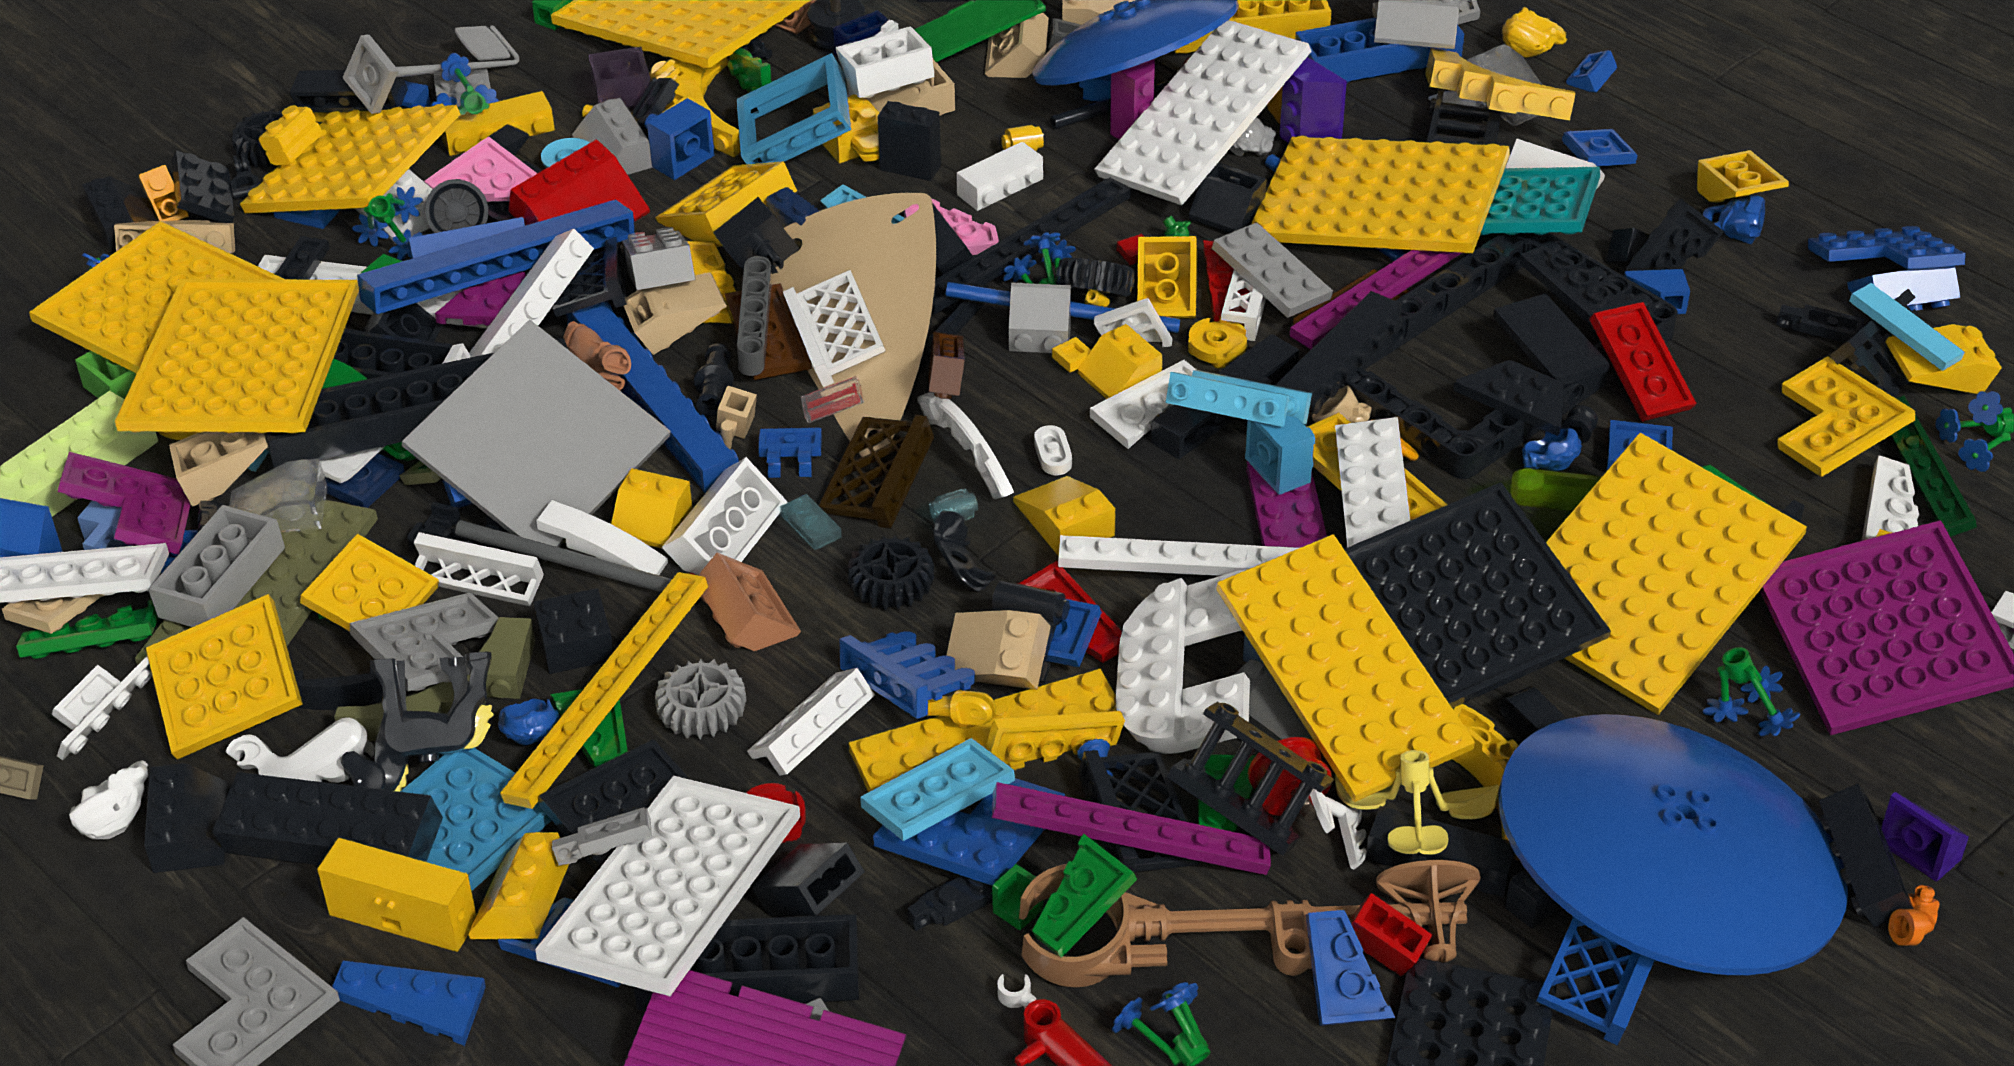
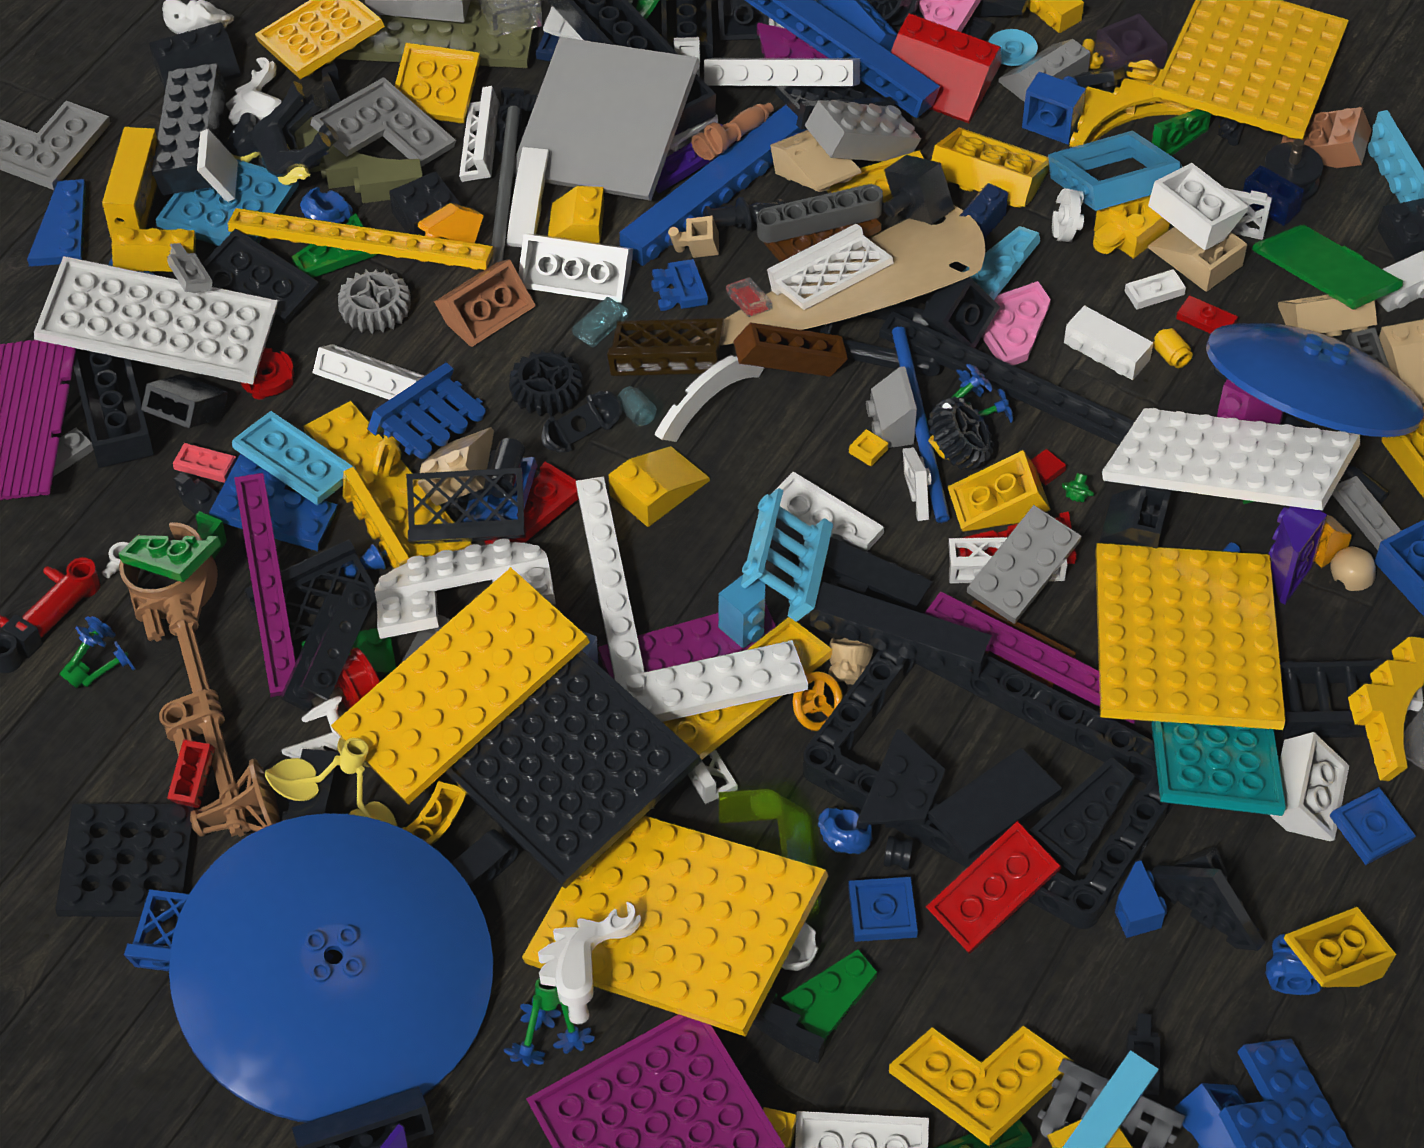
camera: 75 degrees right, 10 degrees up
(444, 793) = (217, 165): none -> white tile
(623, 601) = (453, 223): none -> light orange slope
(839, 146) = (1068, 218): none -> white plate
(894, 889) = (204, 462): none -> coral plate
(909, 140) = (1112, 259): black brick -> none
(948, 137) = (1155, 289): none -> white plate
(987, 116) = (1204, 315): none -> red plate
(1053, 450) = (731, 459): white plate -> none
(1104, 655) = (465, 531): none -> black fence
(1120, 361) = (866, 483): yellow slope -> none
(1207, 345) = (923, 563): yellow plate -> none
(1254, 139) = (1255, 521): light grey hair -> none
(1341, 975) = (153, 753): blue wing -> none
(1720, 632) = (570, 958): none -> white animal

